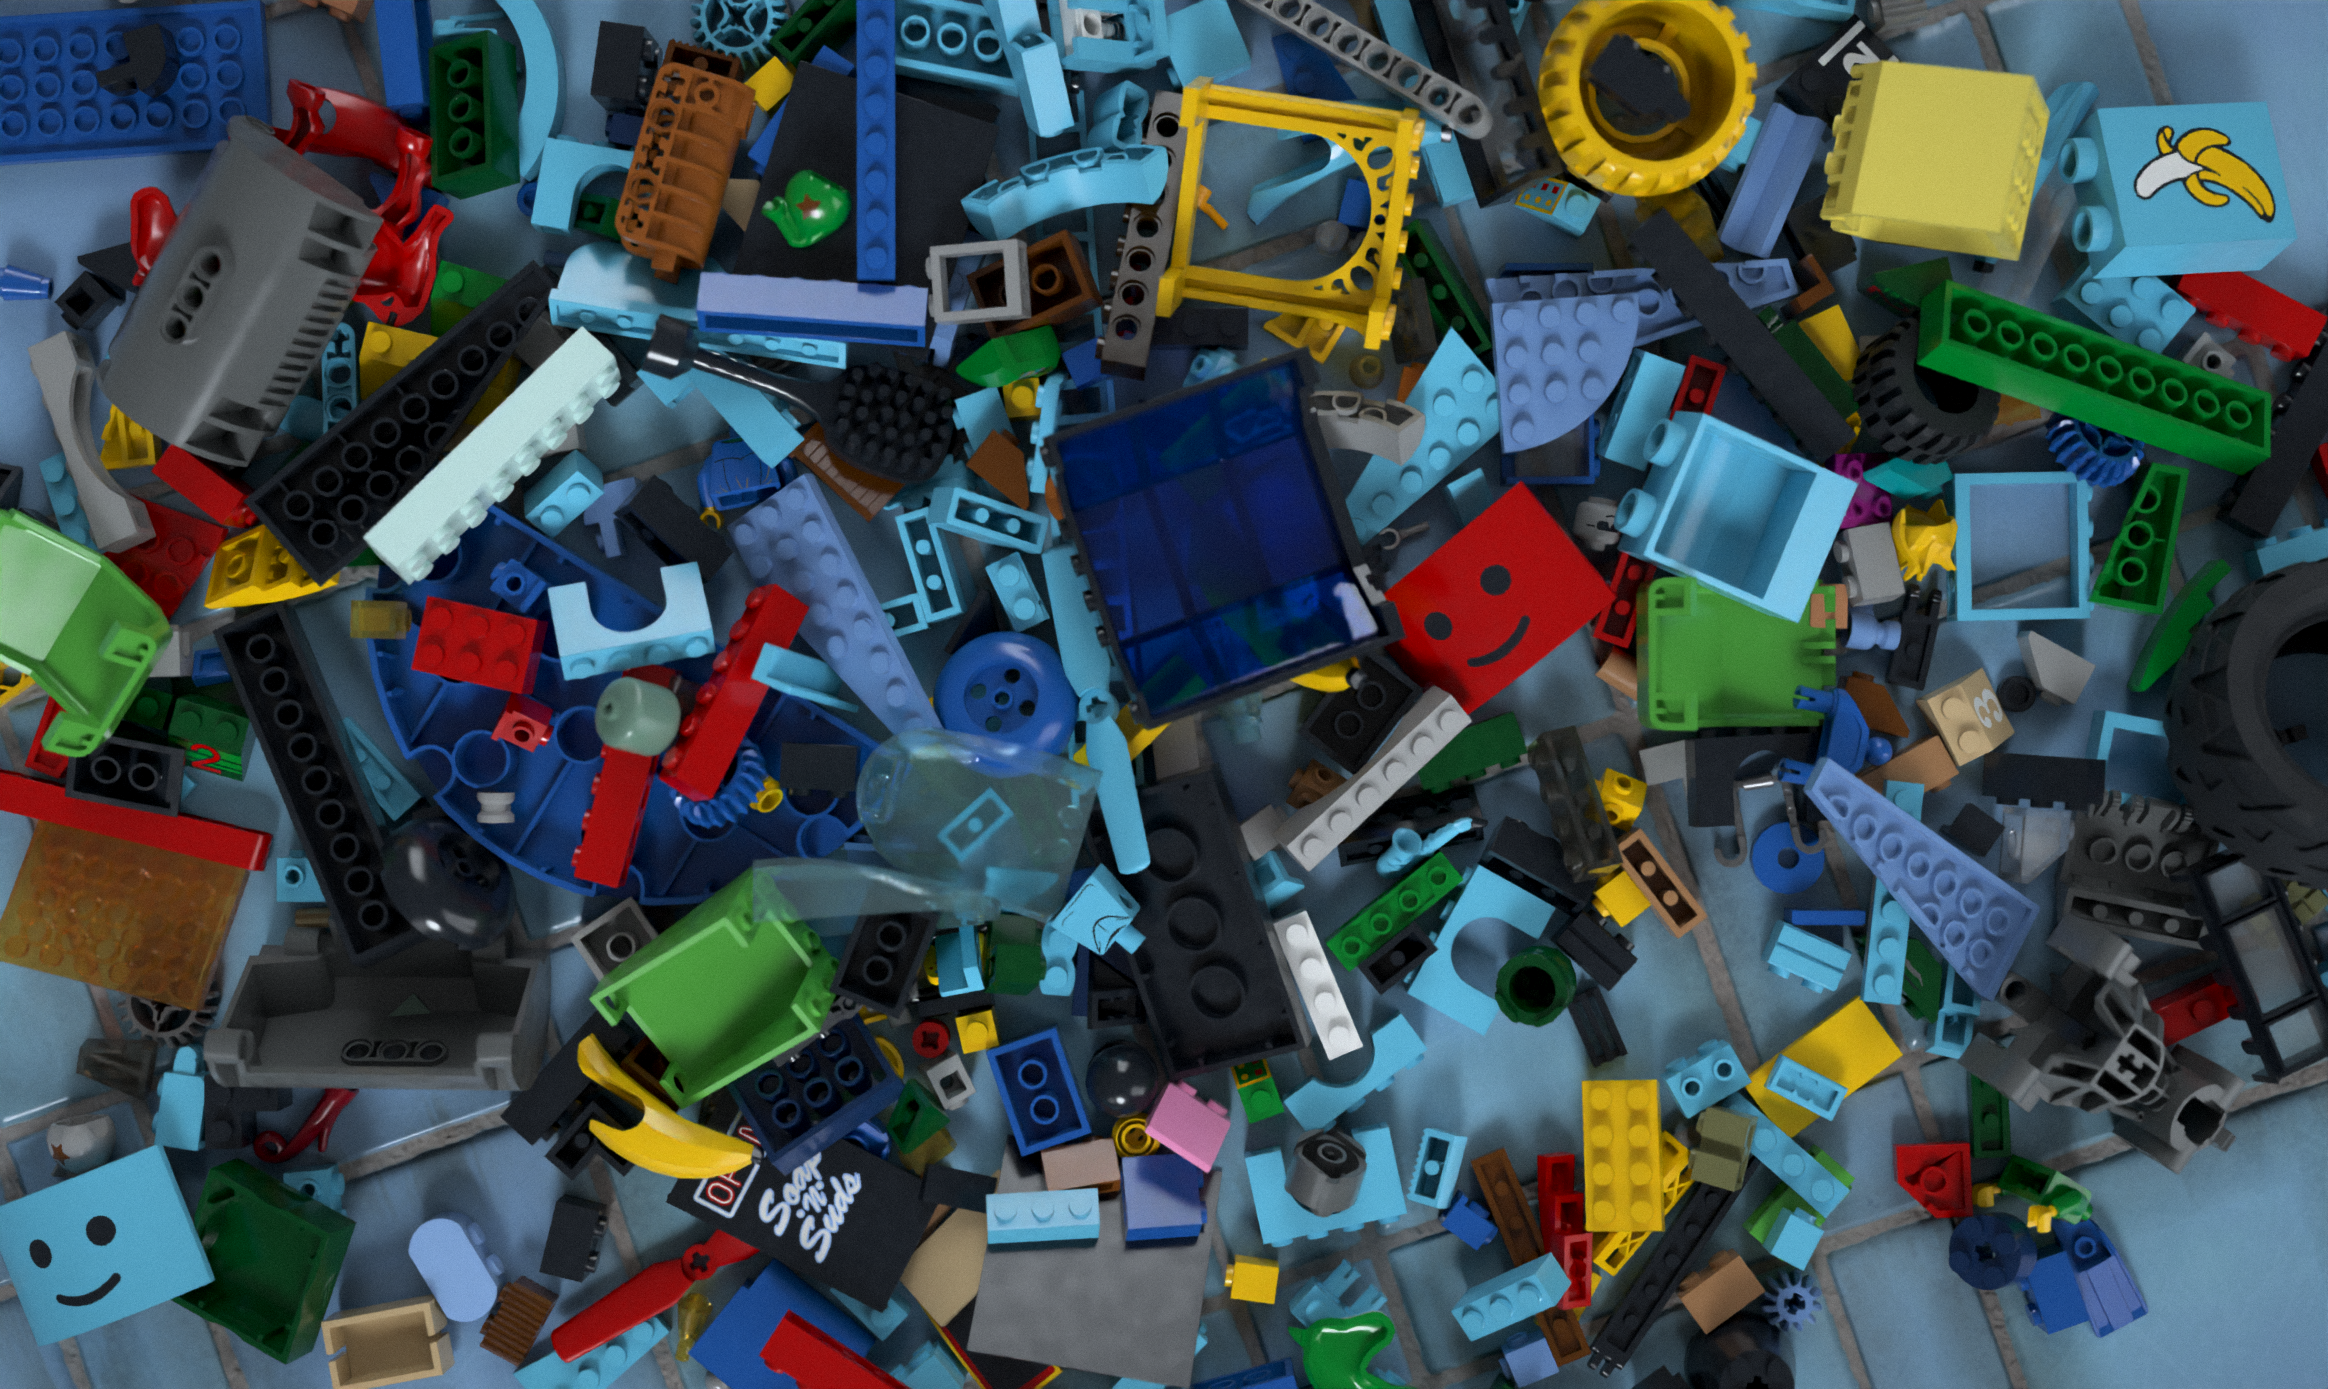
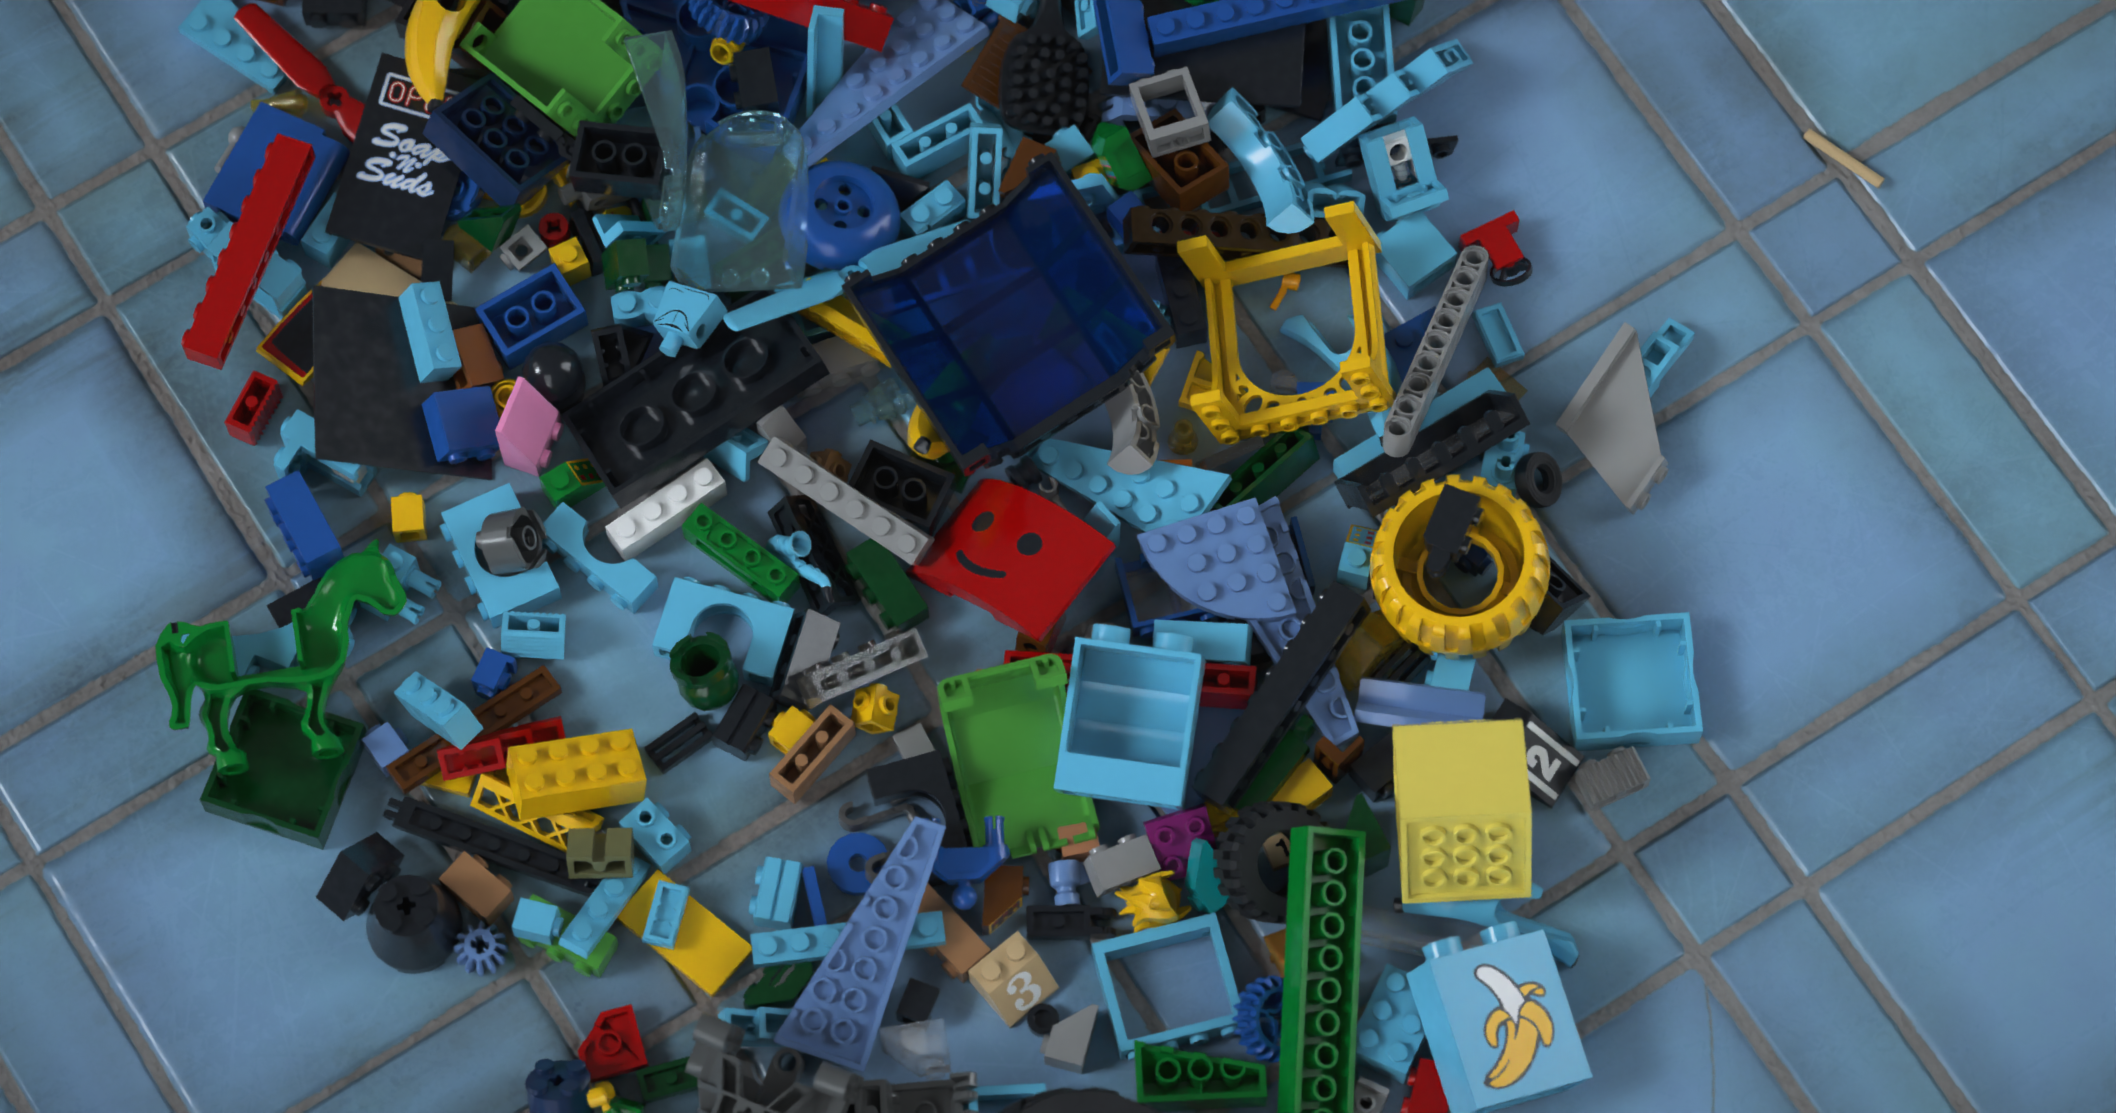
camera: 80 degrees right, 20 degrees down
(1397, 957) = (700, 560): black slope -> none
(2044, 780) = (972, 1037): black brick -> none

